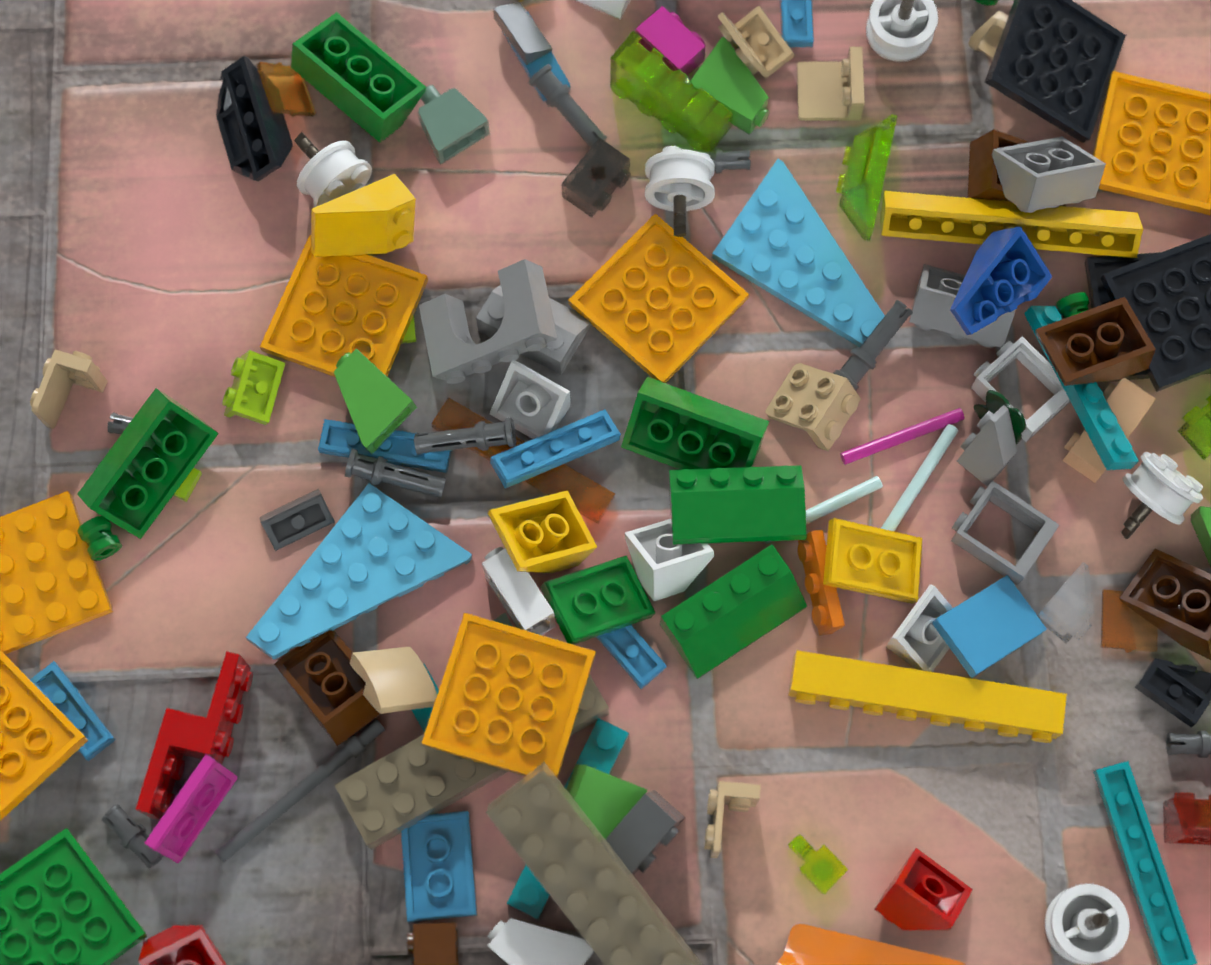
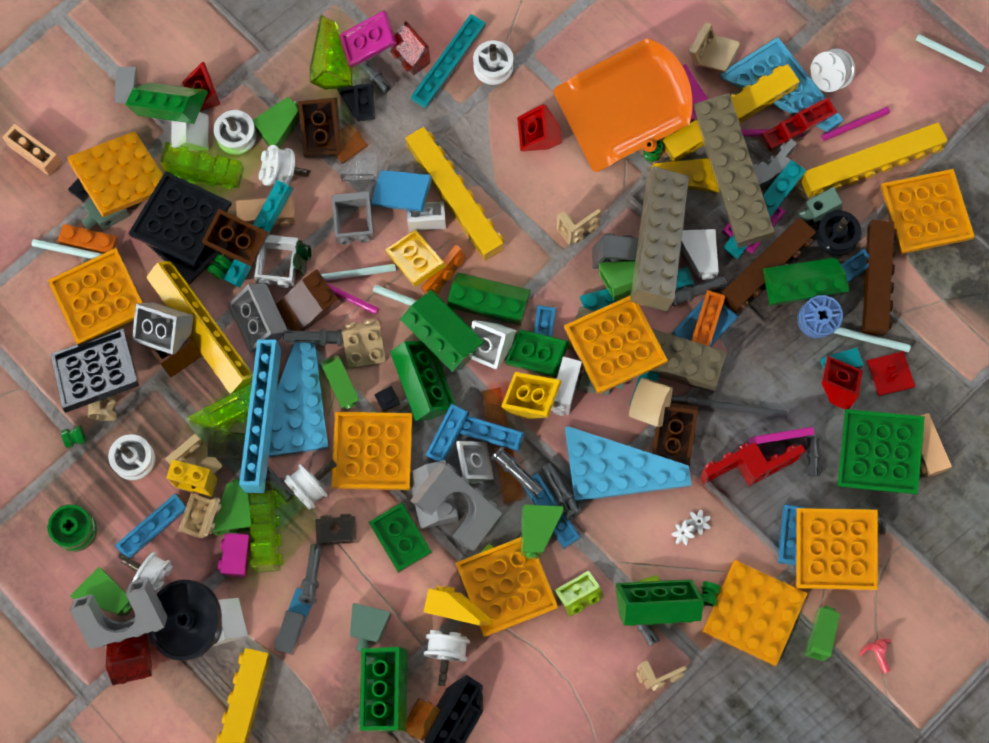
camera: 130 degrees left, 0 degrees up
(201, 577) = (683, 532): none -> white plant
(201, 616) = (698, 517): none -> white plant
(296, 519) = (618, 519): dark grey slope -> none
(436, 868) = (708, 318): none -> orange plate
(498, 884) = (689, 292): none -> dark grey pin
(511, 237) = (400, 537): none -> green tile
(596, 402) = (447, 433): none -> dark azure tile
(711, 373) = (387, 399): none -> black plate
(787, 329) = (339, 382): none -> bright green slope
(816, 138) = (226, 445): none -> clear smoke brick
(818, 50) = (186, 475): none -> yellow window
(820, 195) = (260, 416): none -> medium azure brick
(820, 866) = (563, 178): clear neon green plate -> none
(928, 380) = (307, 302): none -> reddish brown slope
(991, 448) = (320, 250): light grey slope -> none
(999, 279) = (232, 303): blue wedge -> none

